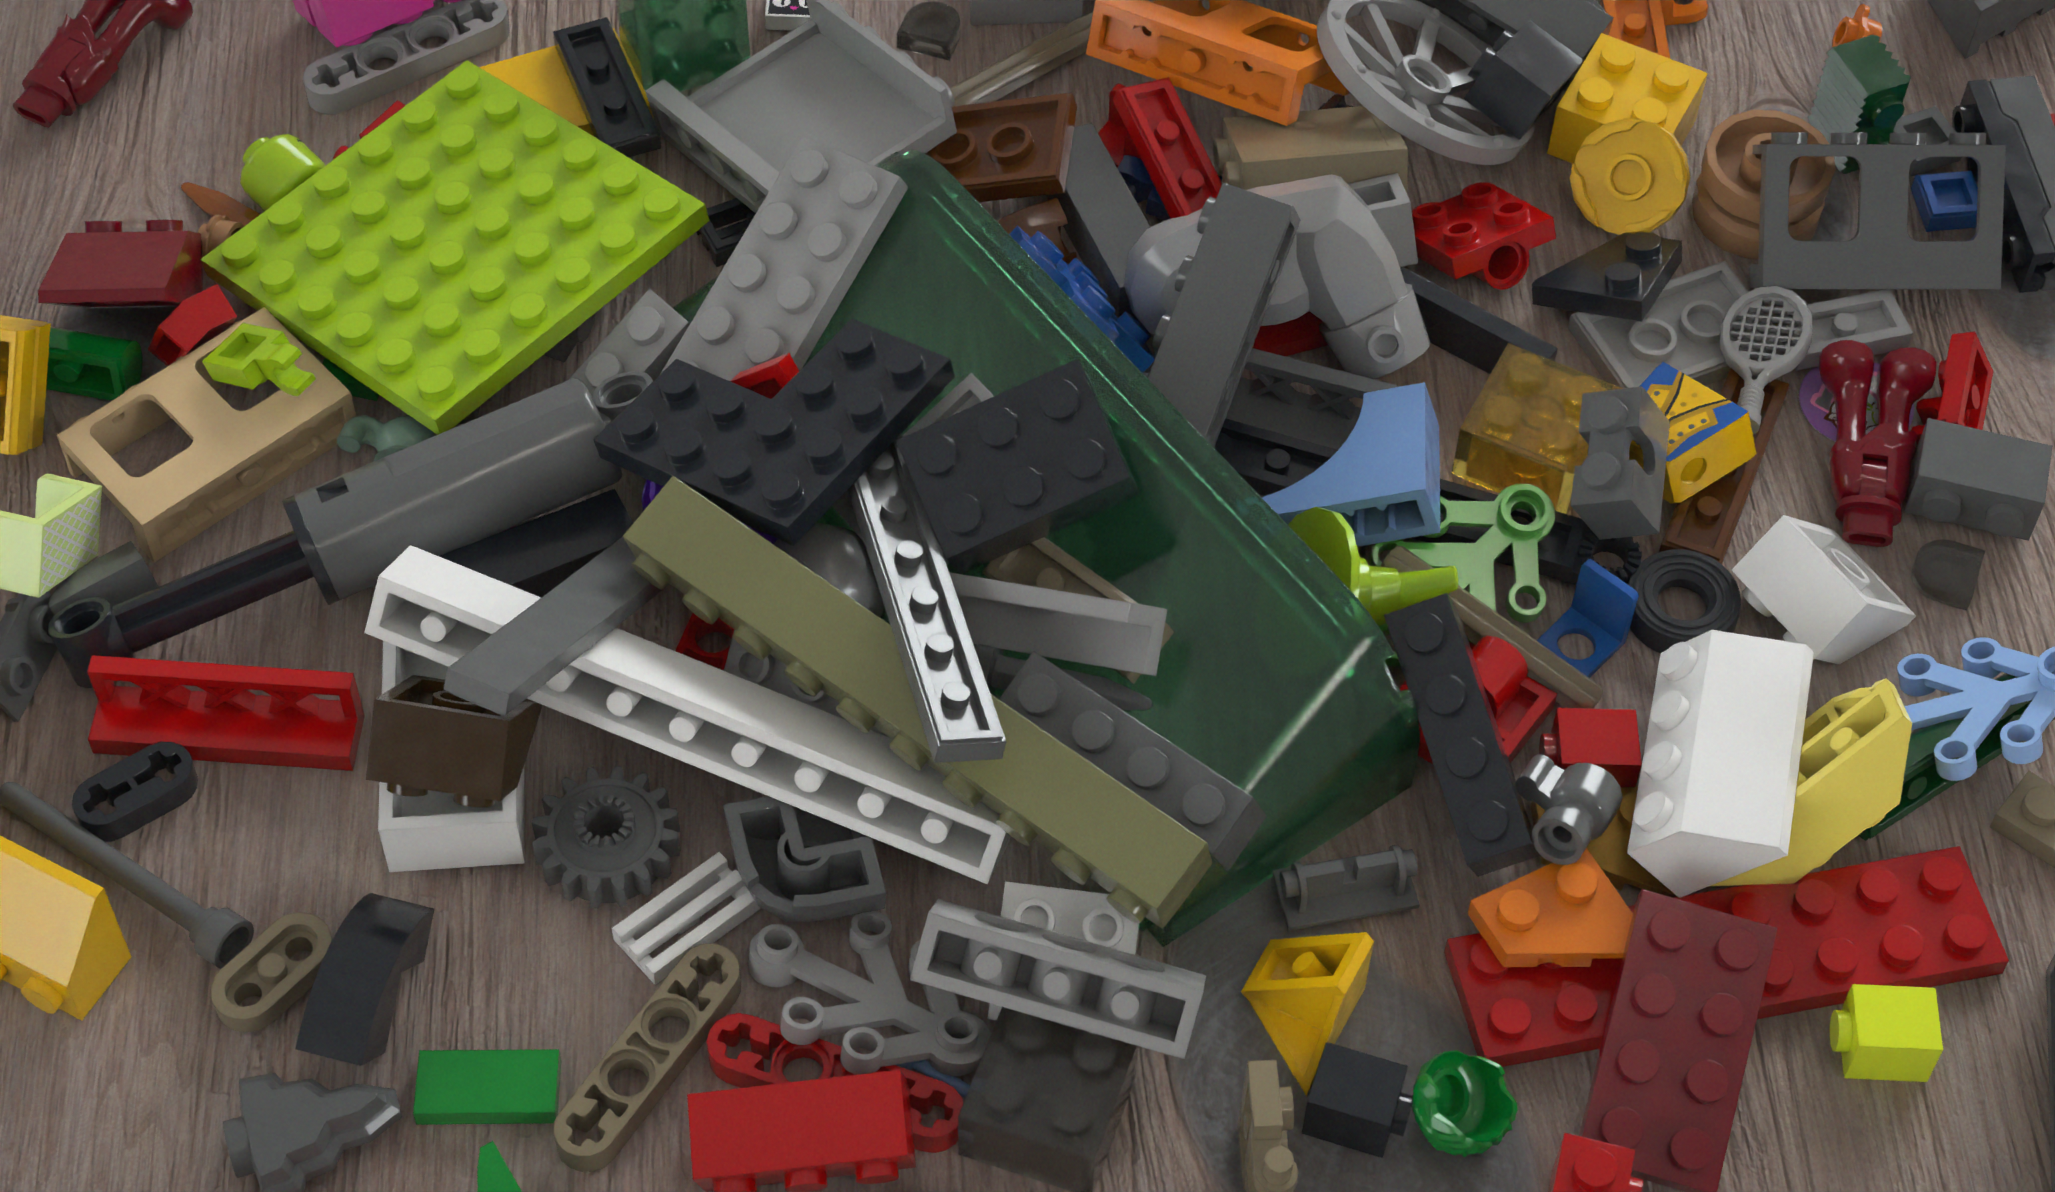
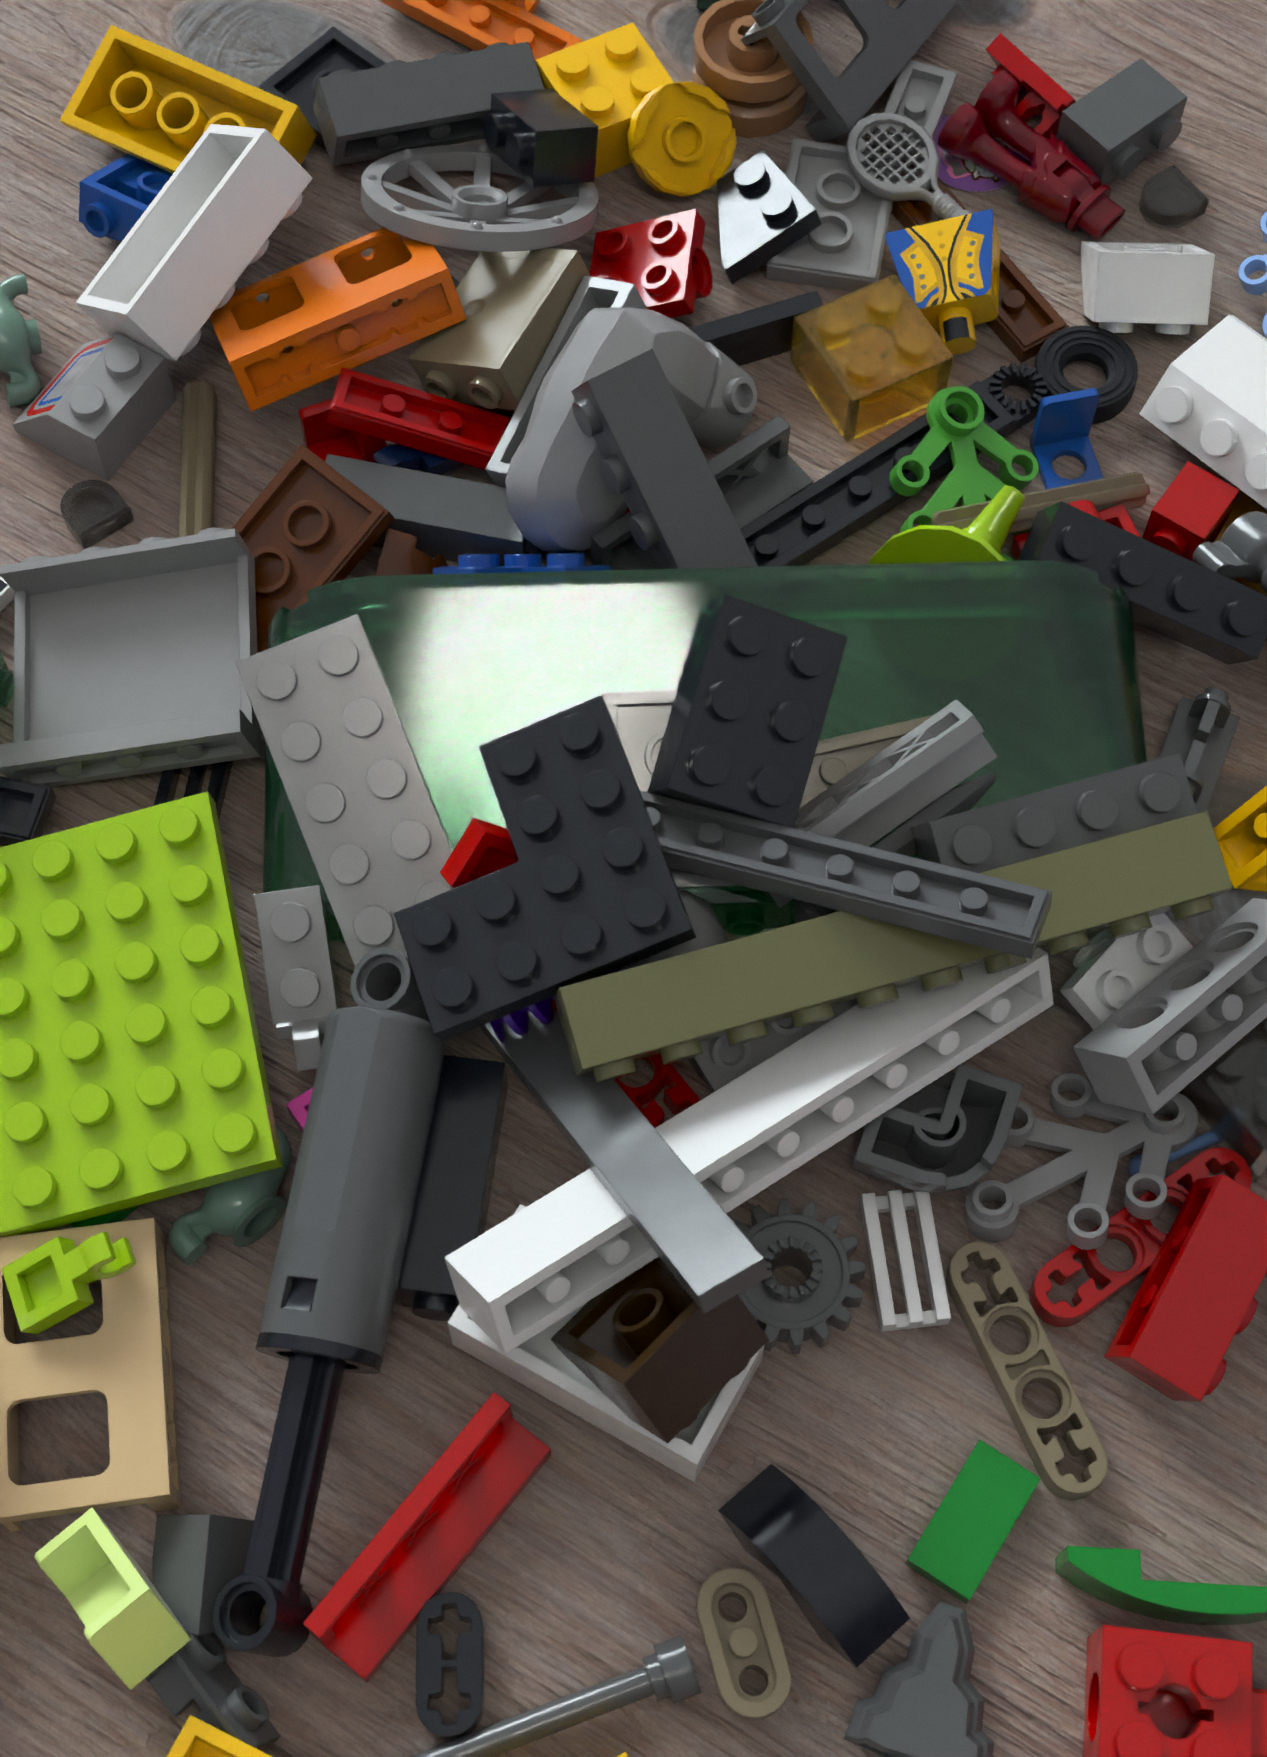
camera: 55 degrees left, 10 degrees up
(1382, 474) = (870, 473): medium blue arch -> none
(1608, 488) = (999, 330): dark grey brick -> none

